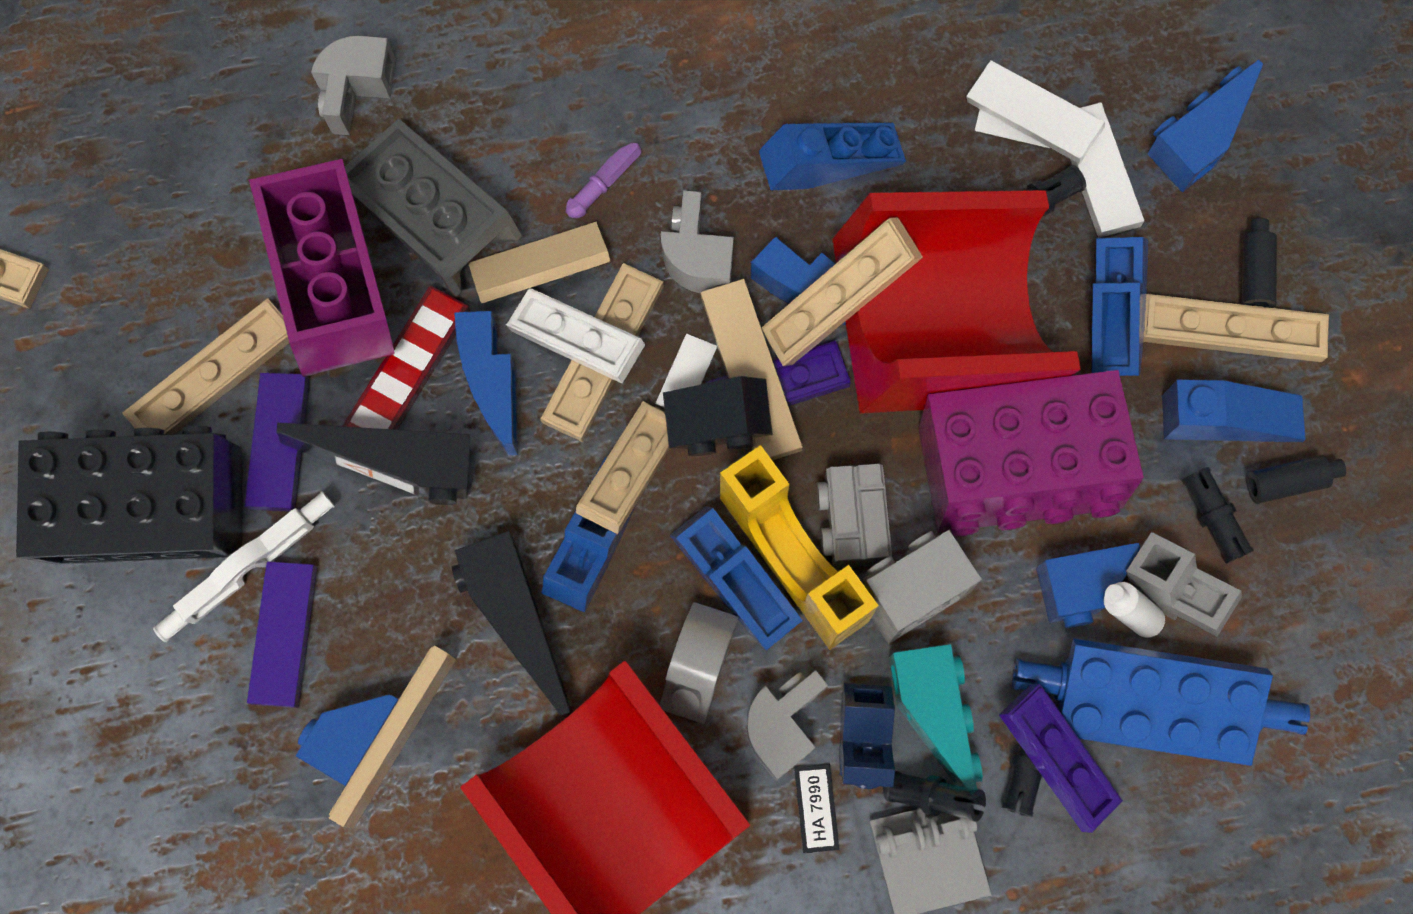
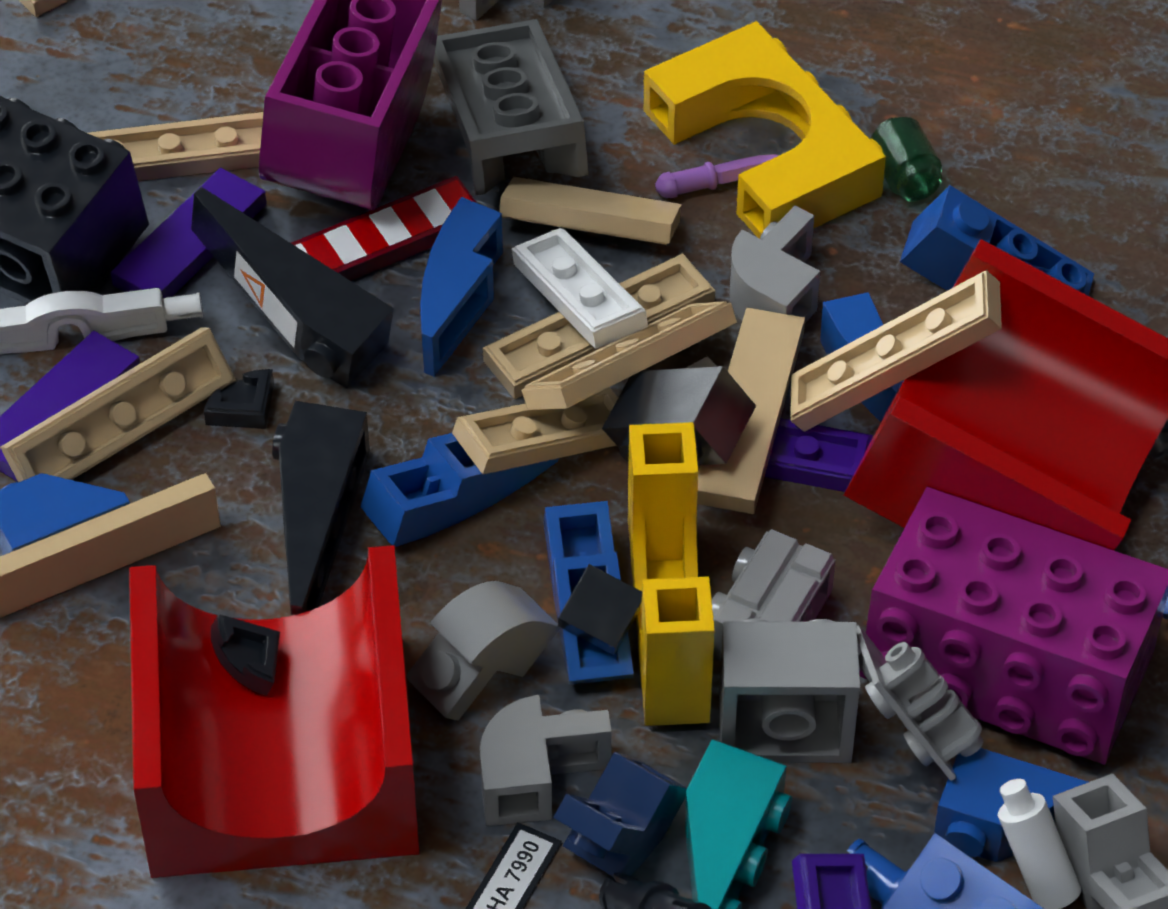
camera: 30 degrees right, 25 degrees down
(333, 621) = (122, 410): none -> tan tile
(405, 554) = (243, 402): none -> black tile
(561, 773) = (246, 652): none -> black tile
(580, 85) = (757, 78): none -> yellow arch
(651, 381) = (628, 356): none -> tan tile
(722, 99) = (911, 161): none -> clear green brick
(762, 595) = (601, 609): none -> black tile
(1011, 561) = (913, 690): none -> light grey hinge

